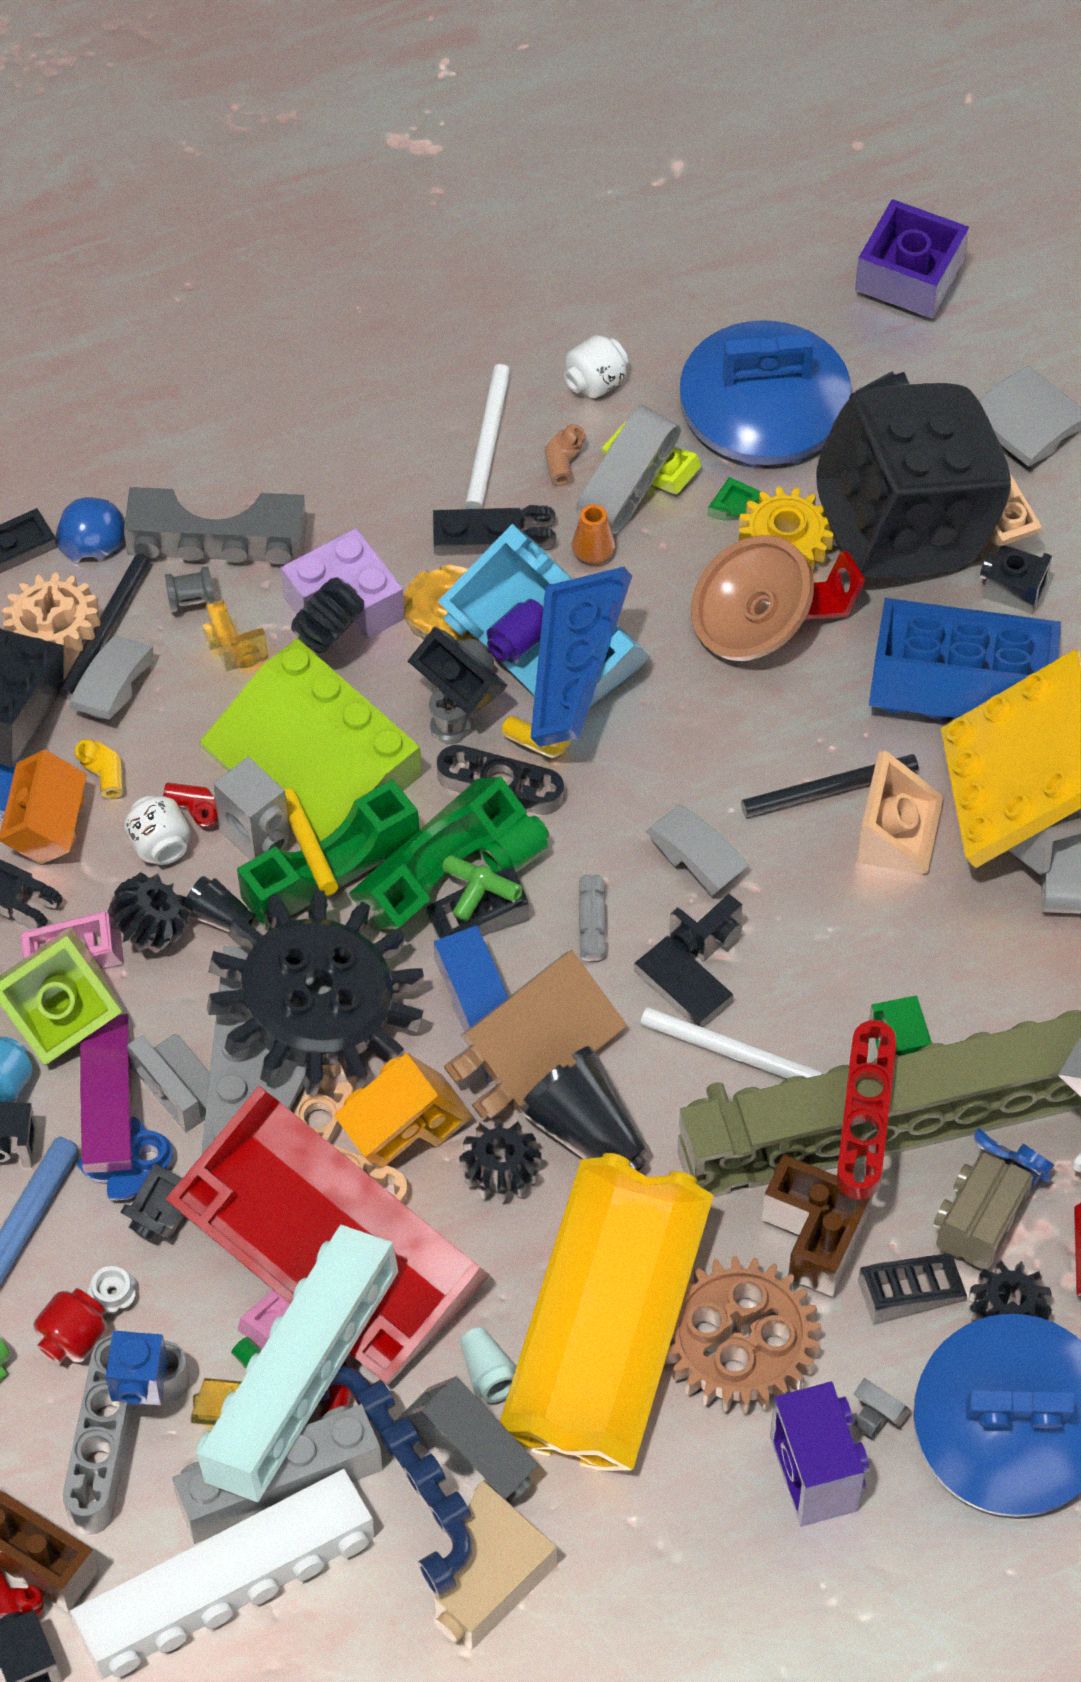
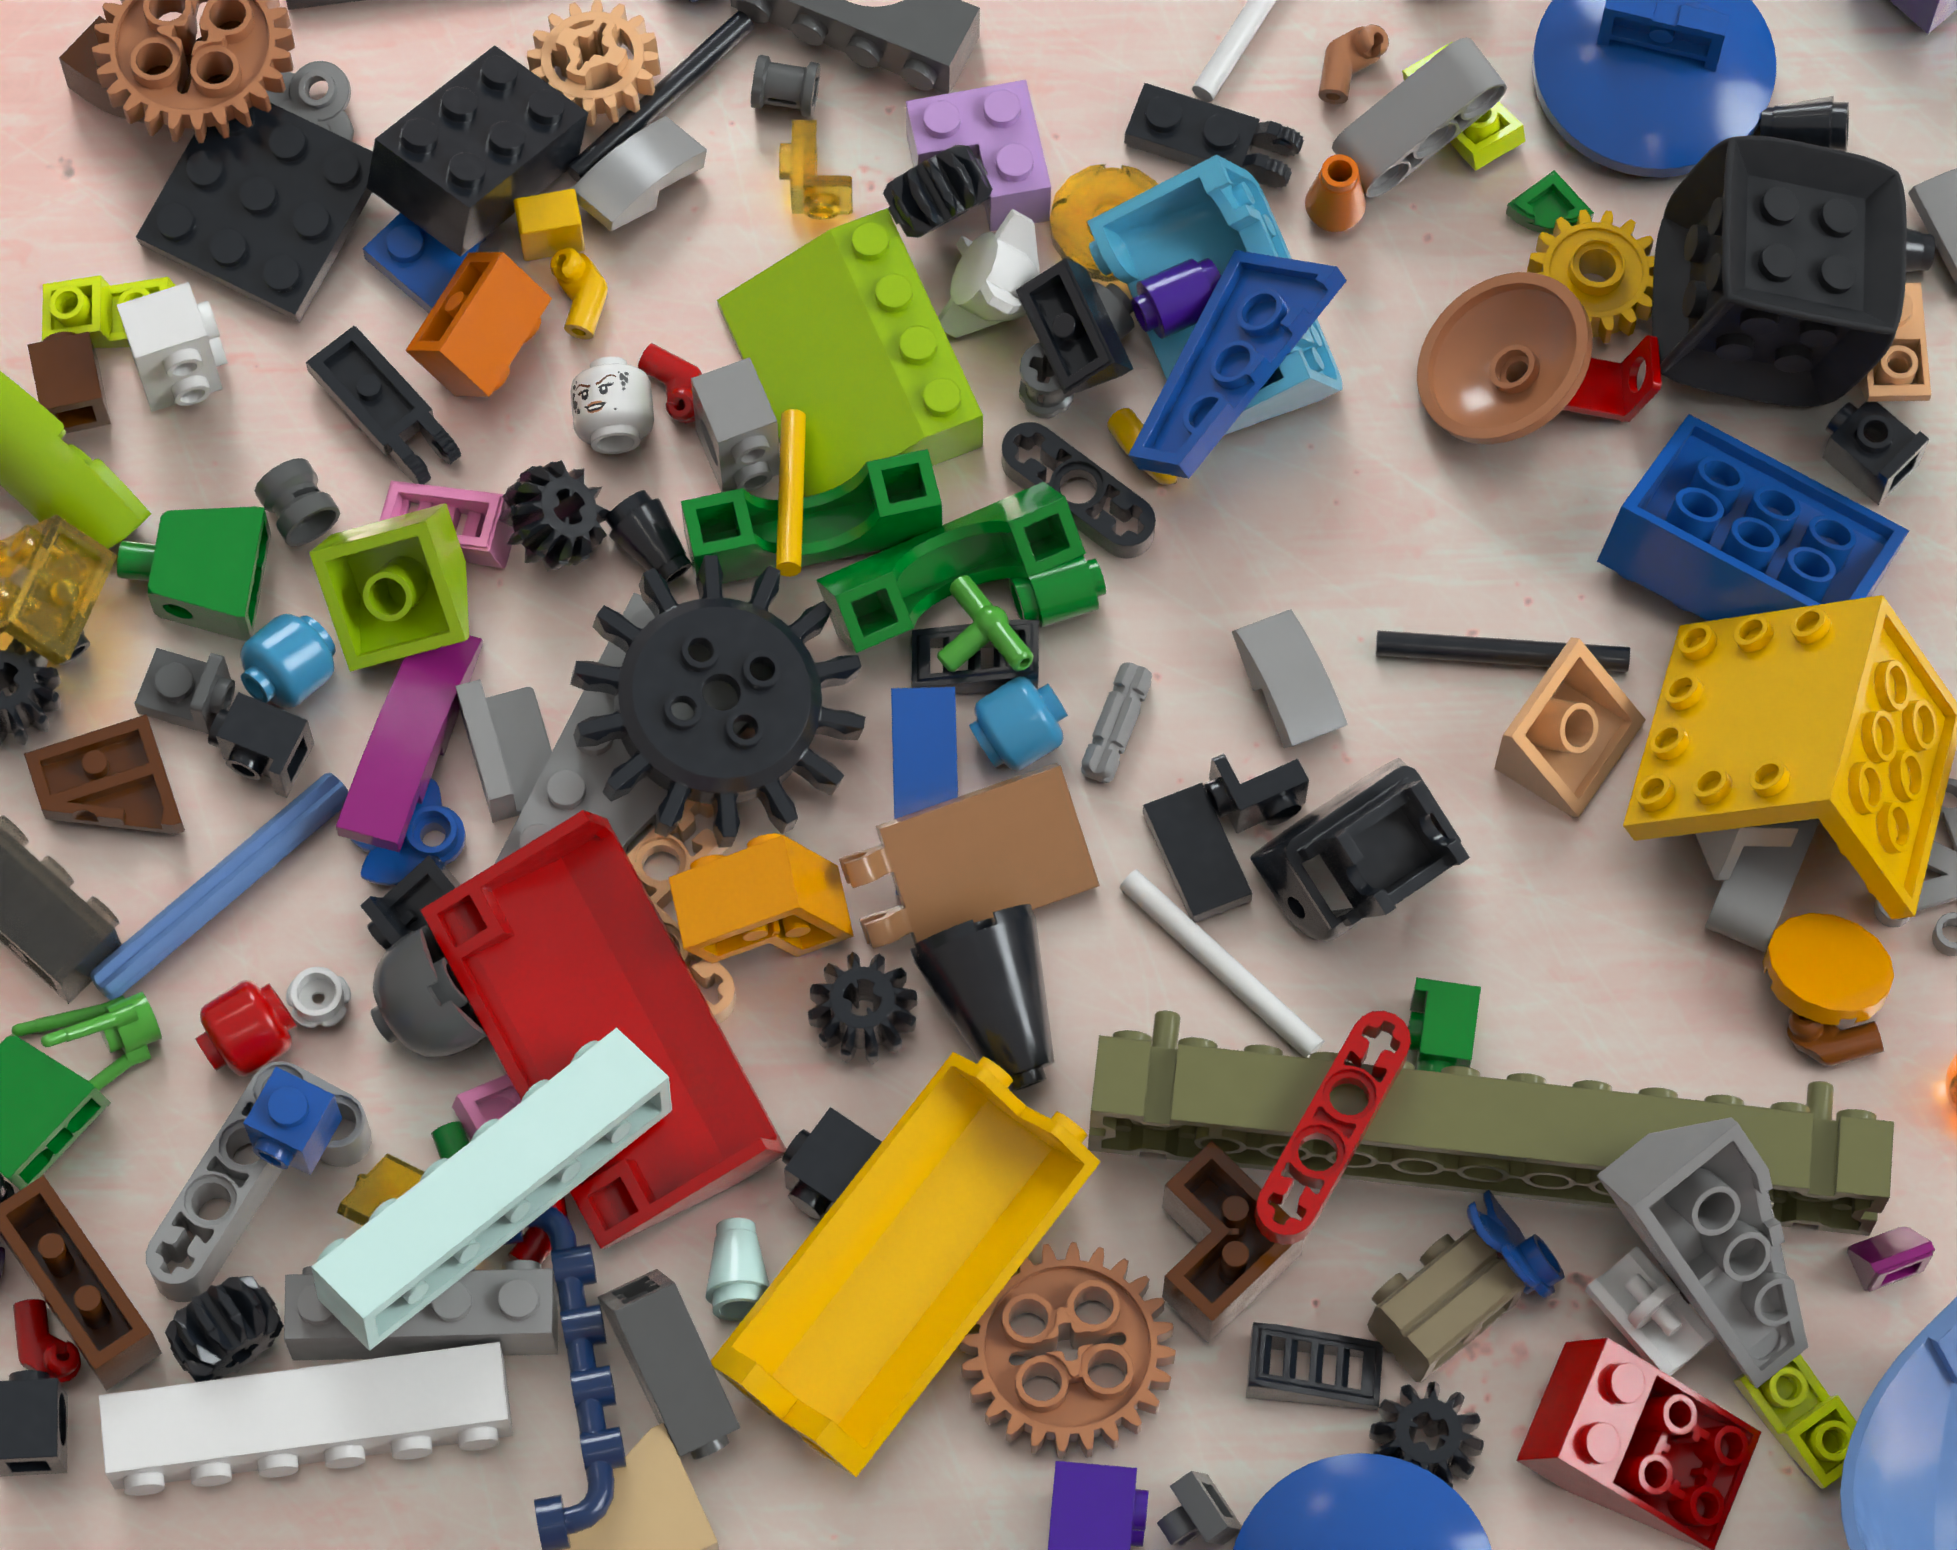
camera: 20 degrees right, 10 degrees up
(63, 728) = (548, 224): none -> yellow piece
(140, 1532) = (224, 1328): none -> black gear
(191, 1260) = (422, 999): none -> dark grey cylinder
(383, 660) = (989, 275): none -> white piece
(520, 1269) = (825, 1162): none -> black brick
(527, 939) = (1018, 723): none -> dark azure head
(810, 924) = (1377, 842): none -> black piece

